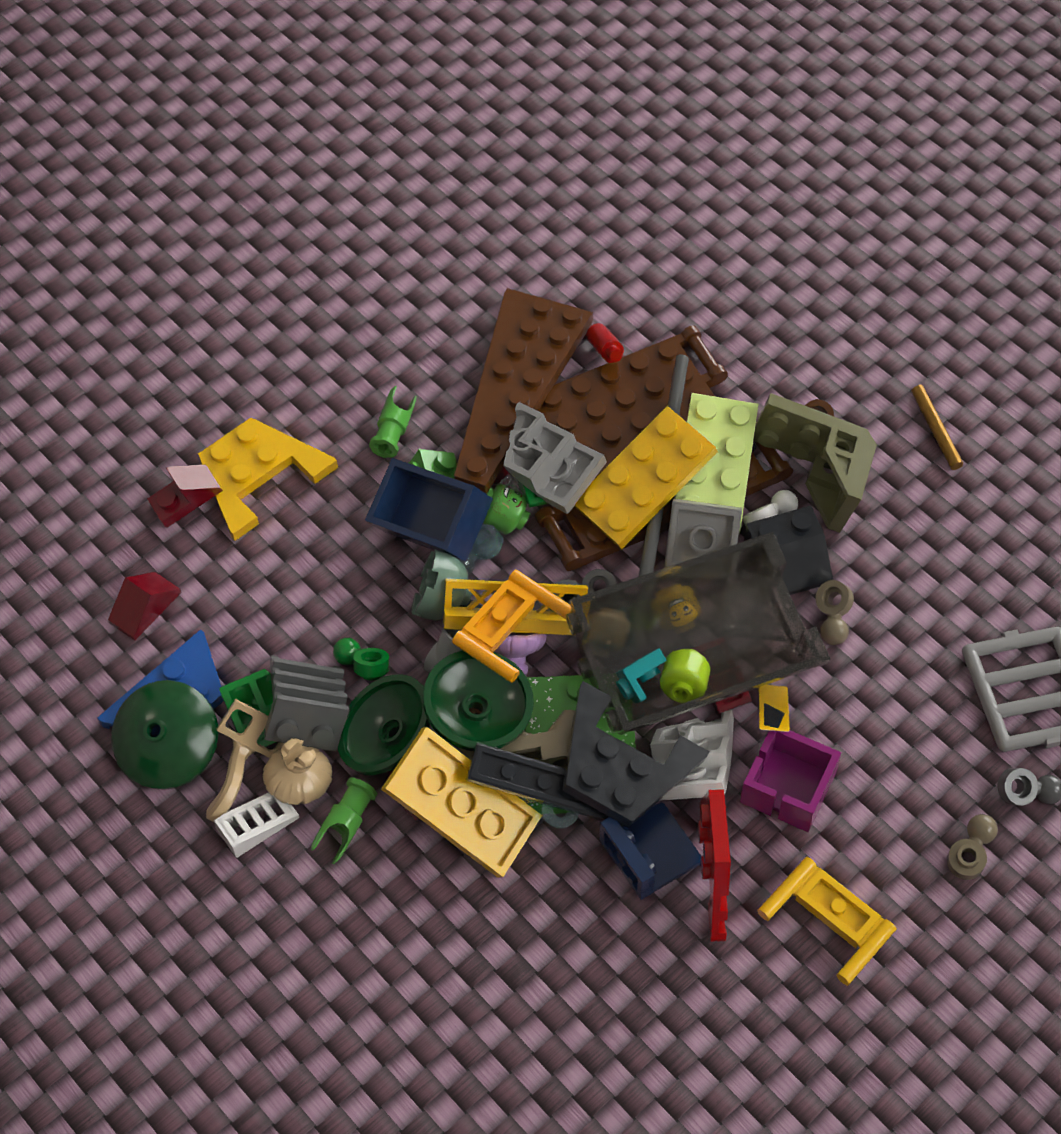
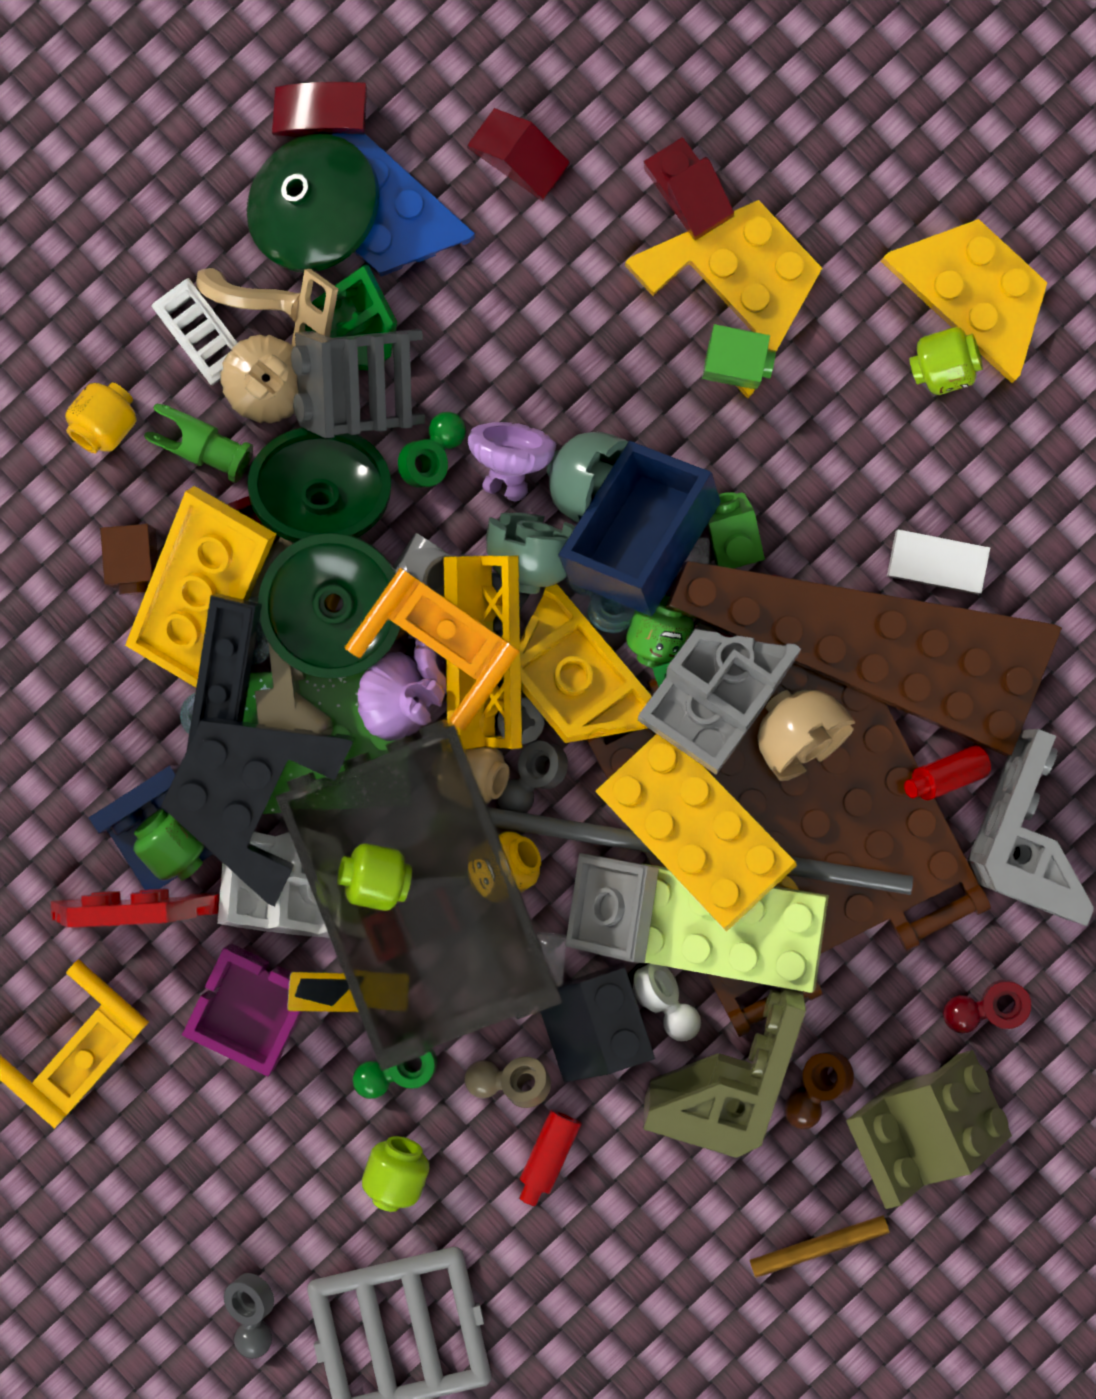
camera: 90 degrees right, 30 degrees up
(91, 733) = (319, 108): none -> dark red slope
(276, 334) = (976, 286): none -> yellow wing
(309, 459) = (738, 357): none -> bright green brick
(318, 890) = (100, 417): none -> yellow head
(322, 345) = (946, 361): none -> lime head
(370, 601) = (510, 454): none -> lavender hair
(388, 551) = (581, 470): none -> sand green cylinder
(391, 425) = (810, 470): bright green piece -> none
(433, 869) = (129, 557): none -> reddish brown brick
(459, 356) = (938, 562): none -> white tile
(542, 552) = (576, 674): none -> yellow wing
(549, 664) = (396, 698): none -> lavender hair
(576, 414) = (801, 729): none -> tan cylinder
(641, 309) = (1041, 870): none -> light grey bracket
(644, 669) = (384, 817): teal bracket -> none
(663, 832) = (167, 847): none -> bright green head
(769, 342) = (964, 1014): none -> dark red plate
(839, 701) = (373, 1083): none -> green plate
(848, 352) = (929, 1129): none -> olive bracket
(888, 587) = (548, 1155): none -> red cylinder
(910, 683) = (395, 1173): none -> lime head
(981, 830) = (189, 1246): dark tan plate -> none

